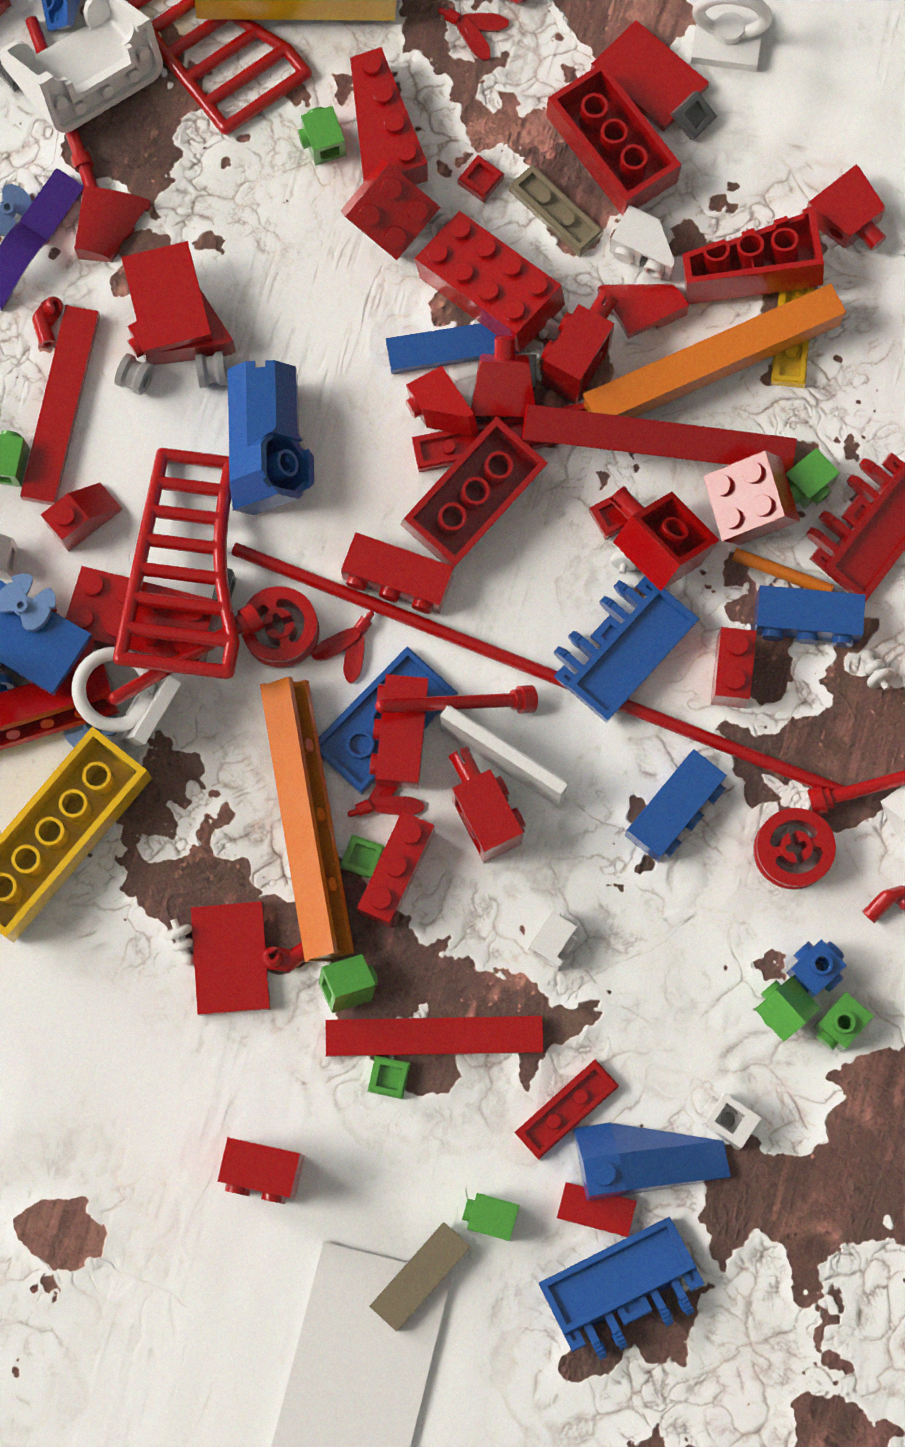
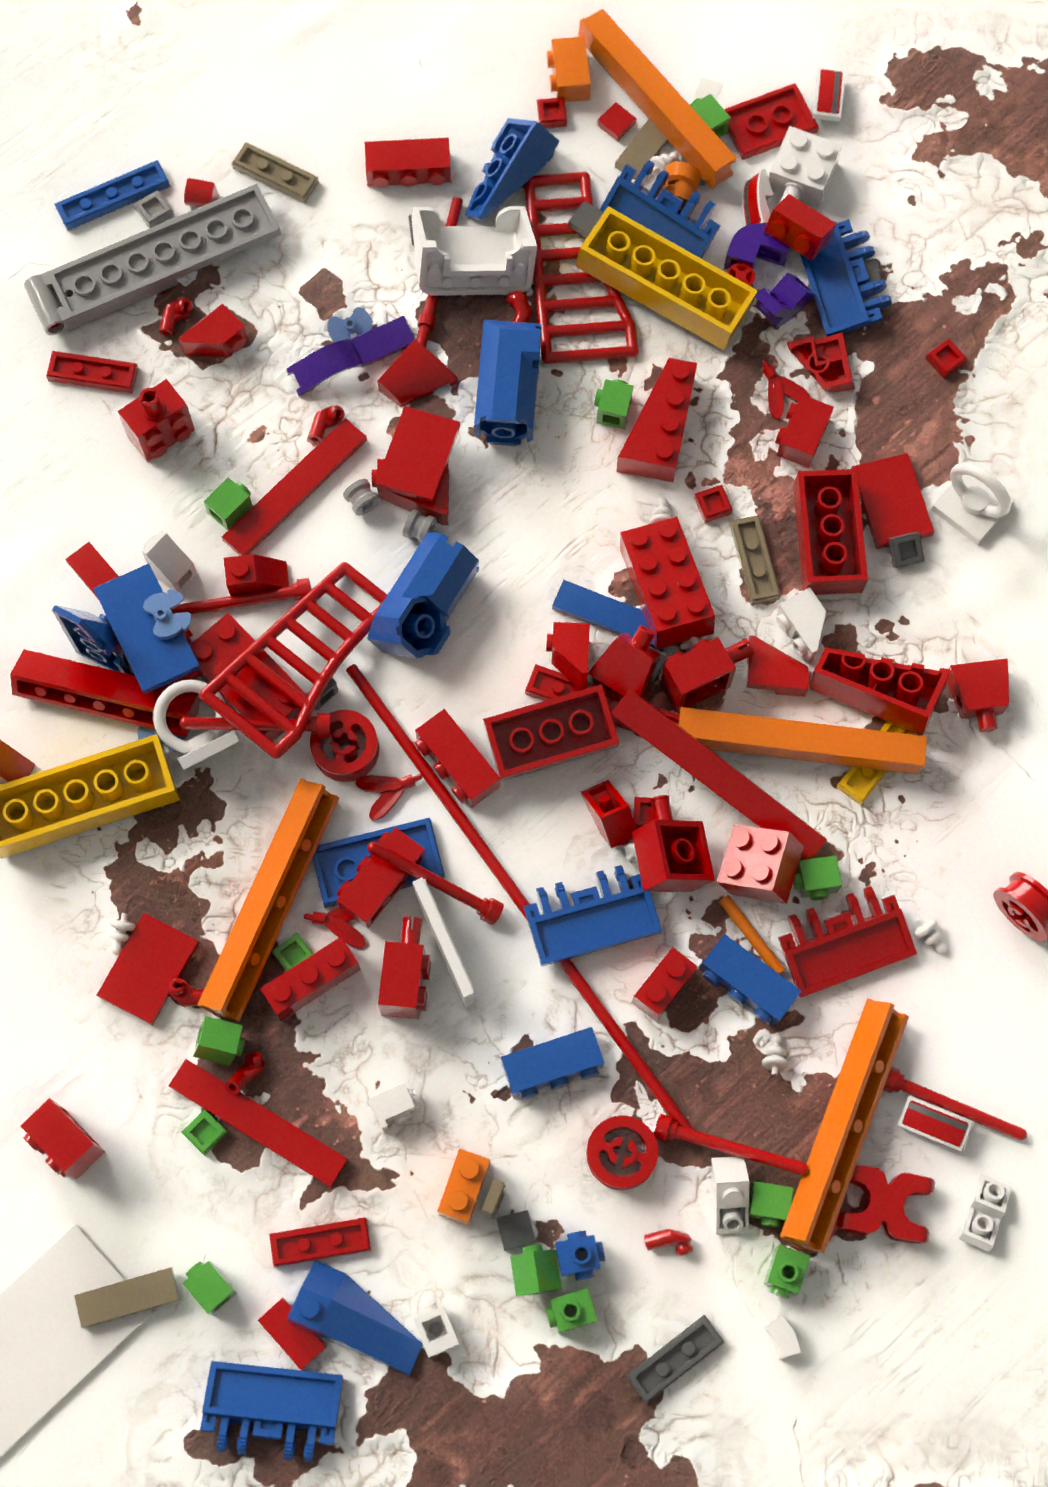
camera: 30 degrees right, 5 degrees down
(132, 504) = (296, 591): none -> red piece
(163, 88) = (521, 305): none -> red arm
(206, 172) = (507, 382): none -> blue brick
(390, 209) = (625, 485): red brick -> none
(392, 996) = (247, 1072): none -> red arm
(524, 55) = (804, 431): none -> red brick
(577, 537) = (610, 813): none -> red slope
(669, 972) = (464, 1186): none -> orange brick
(707, 965) = (494, 1199): none -> dark tan tile
(741, 982) = (515, 1230): none -> dark grey tile

